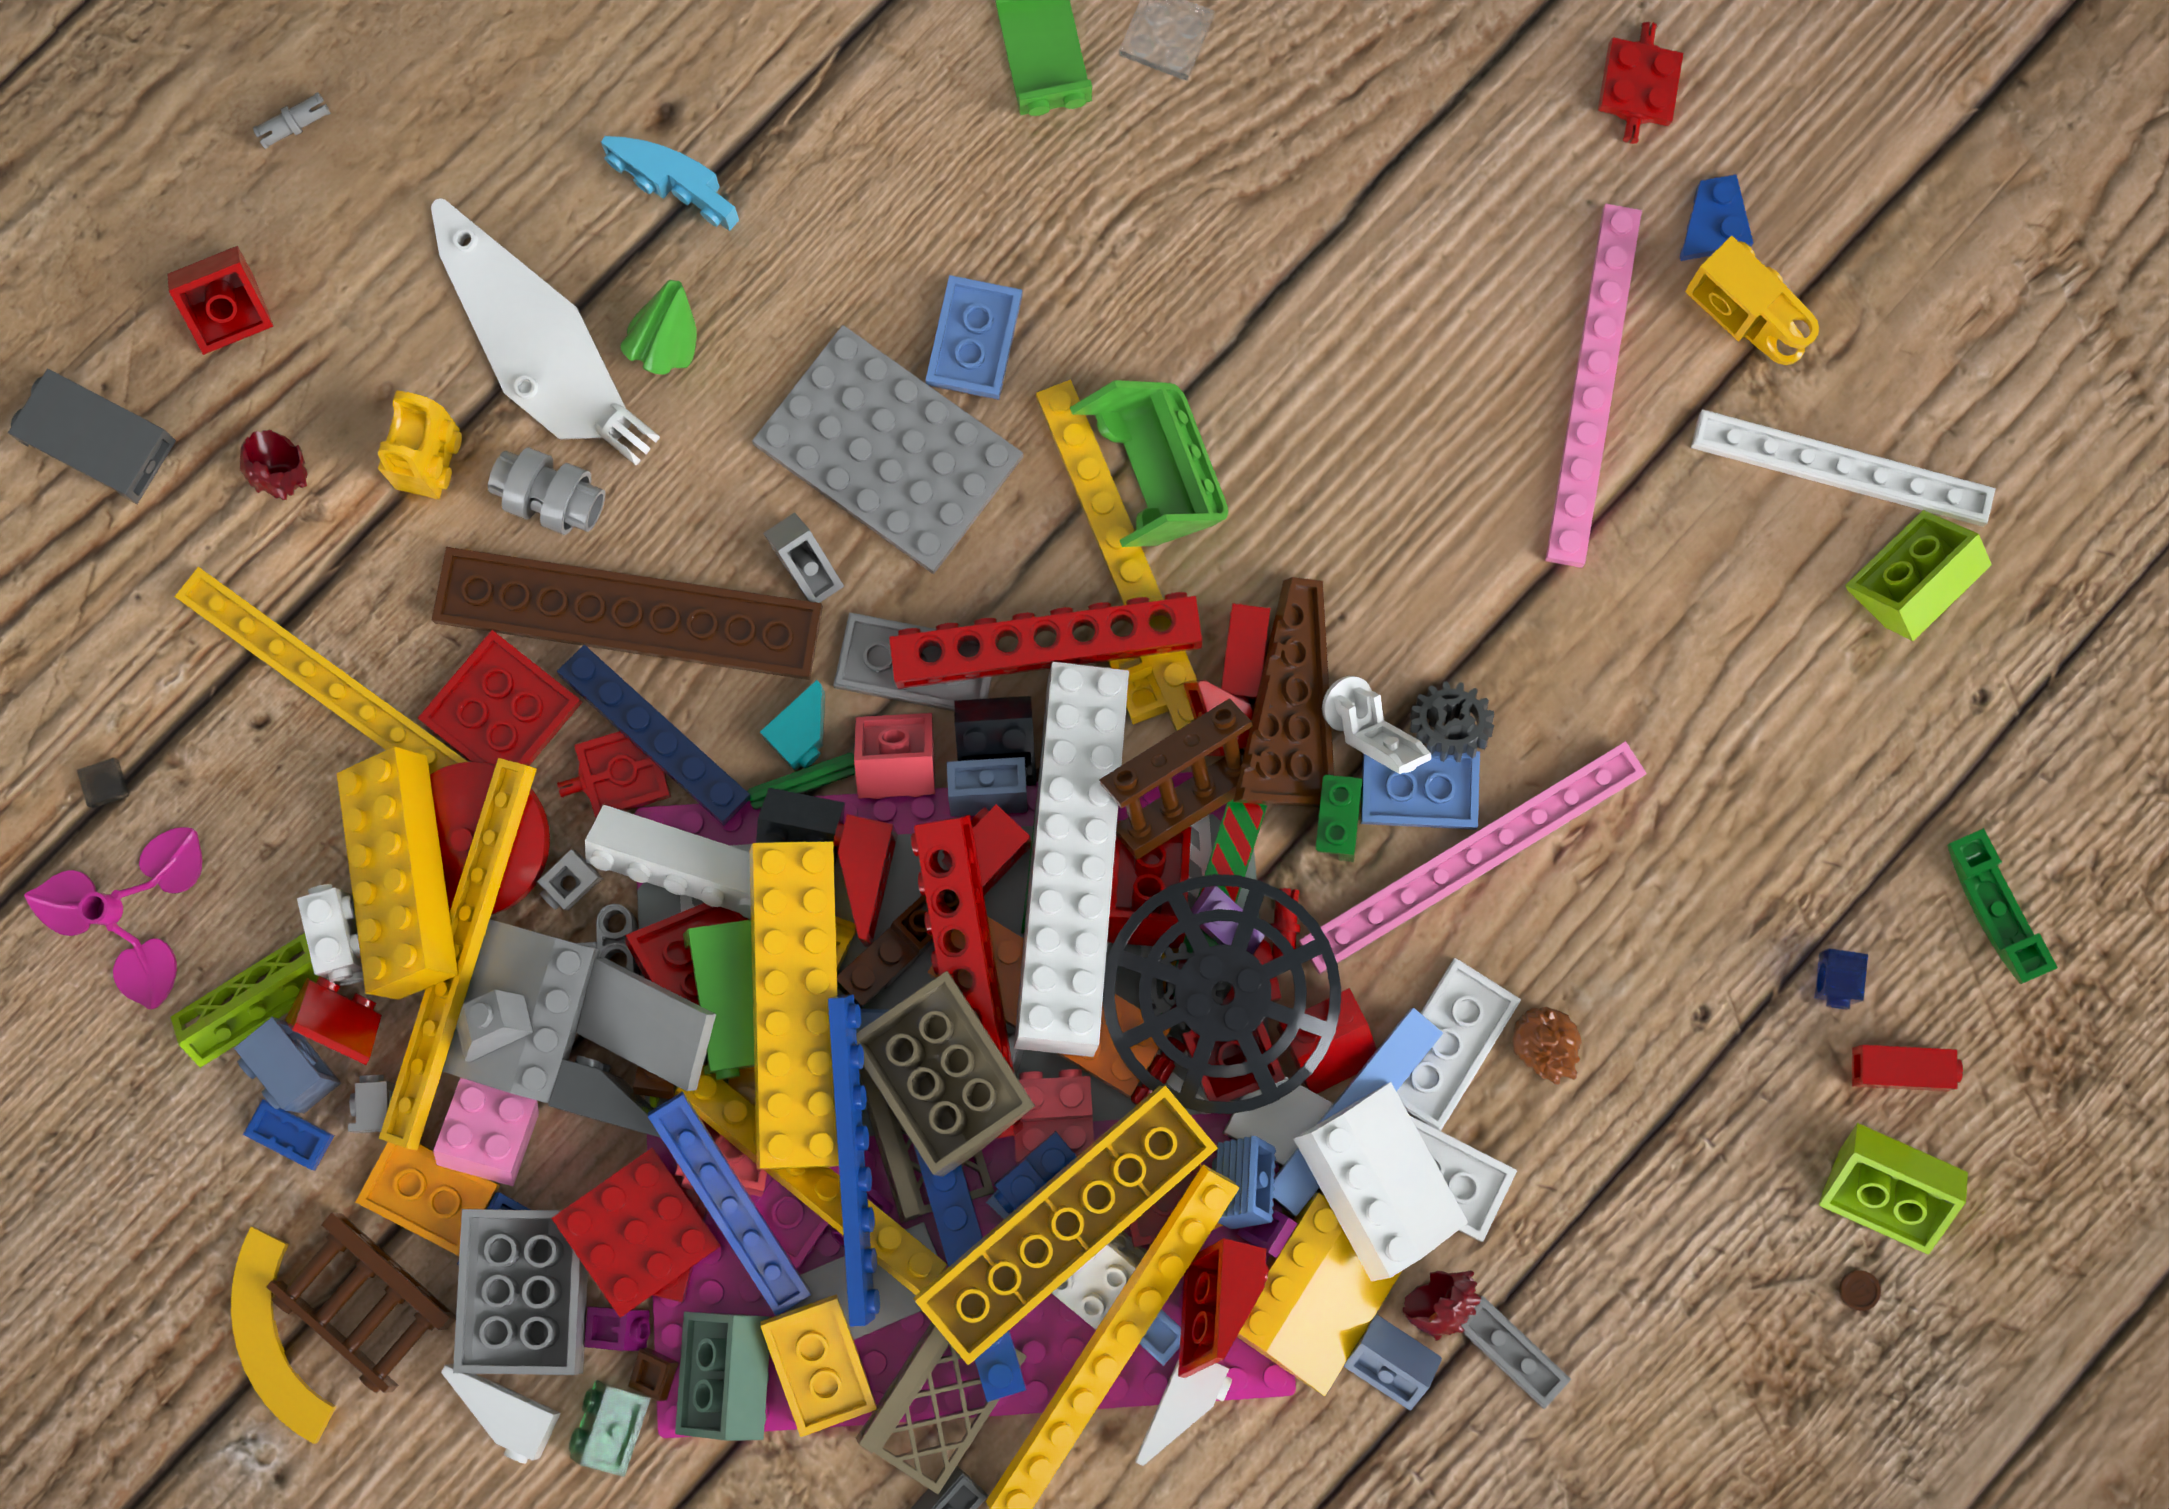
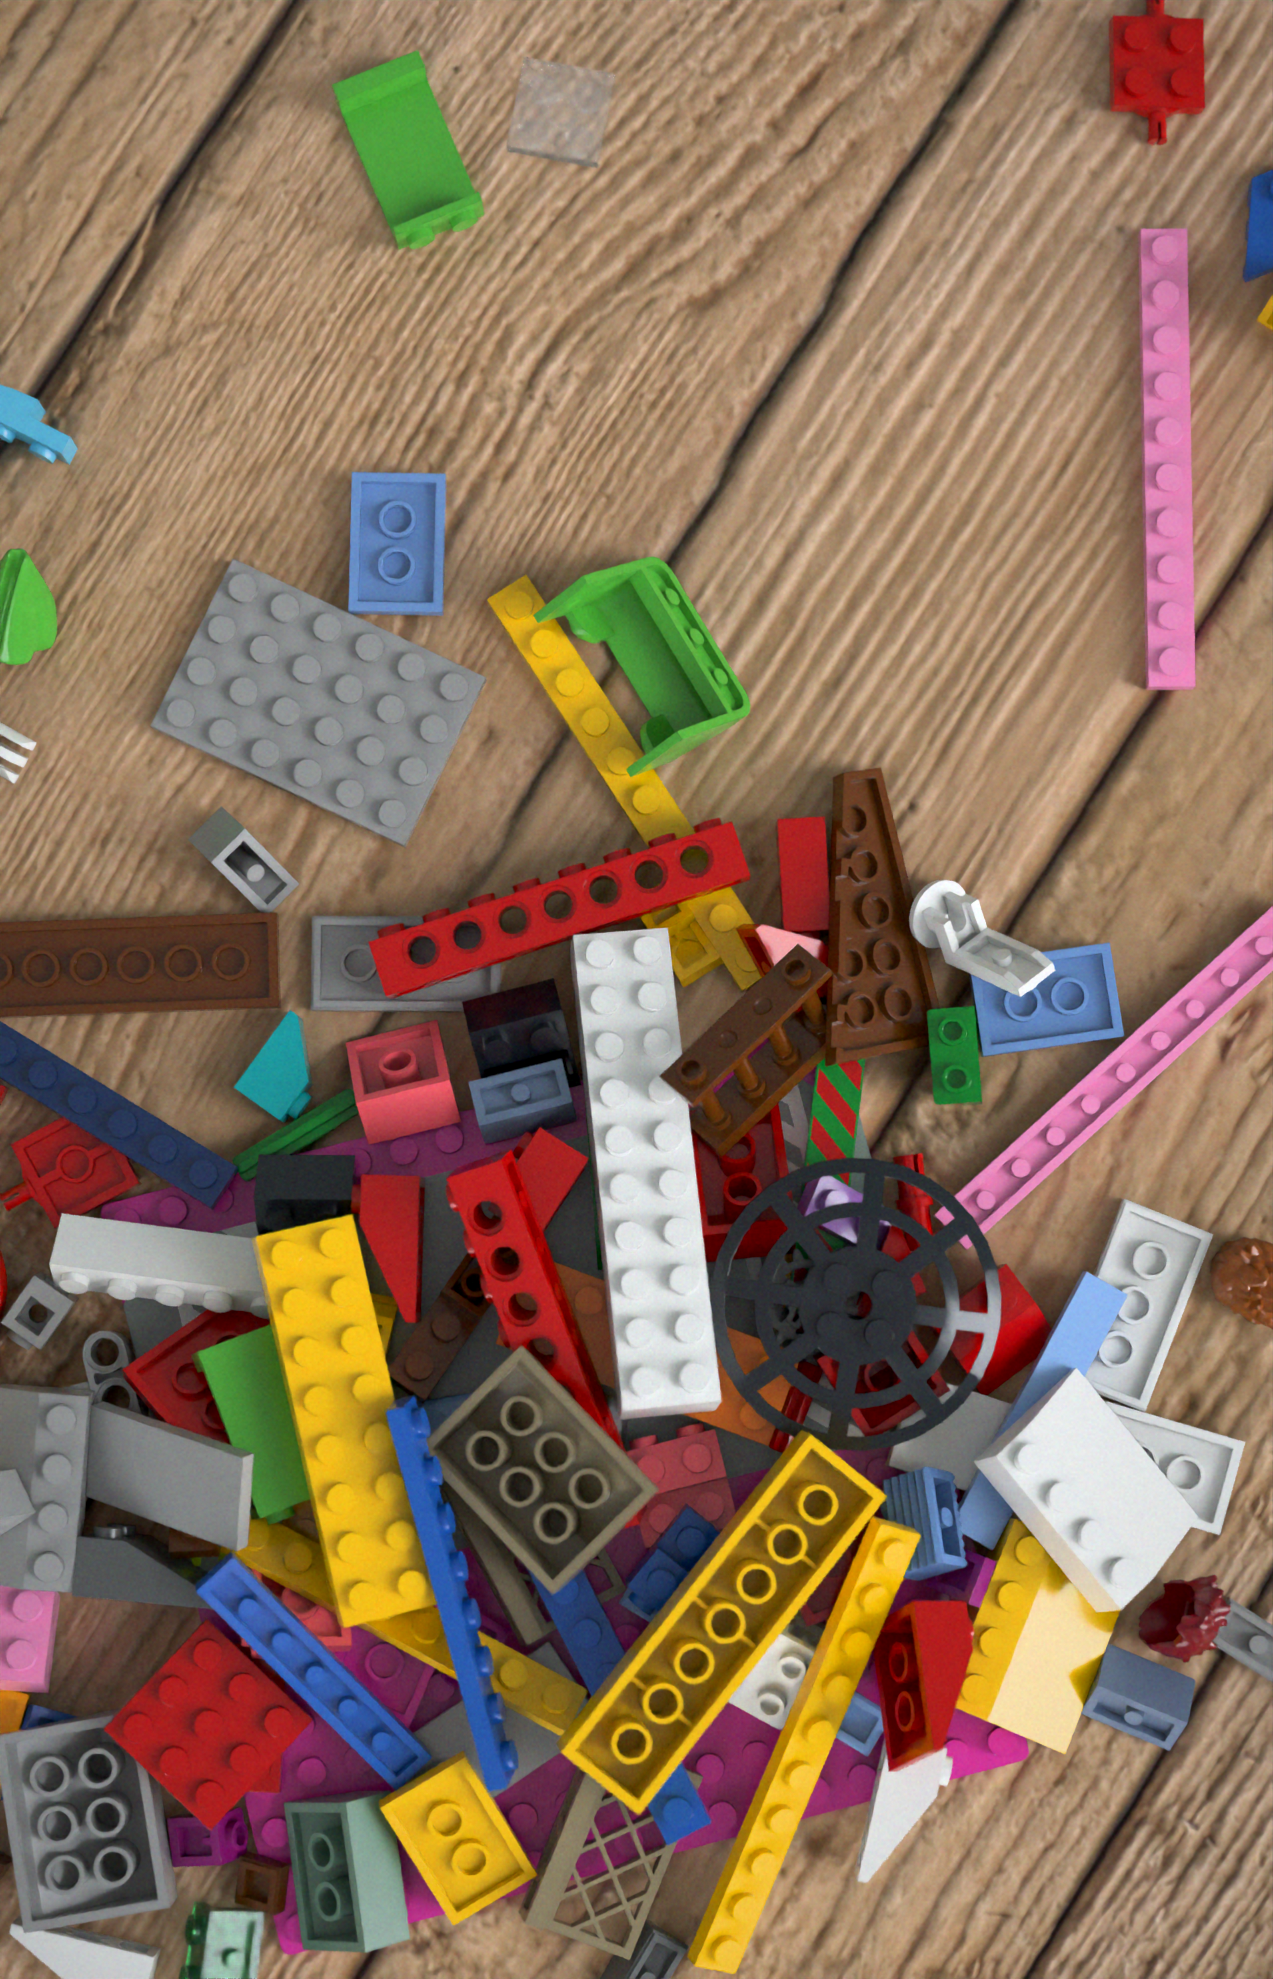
camera: 10 degrees left, 5 degrees up
(1458, 734) = (1083, 927): dark grey gear -> none

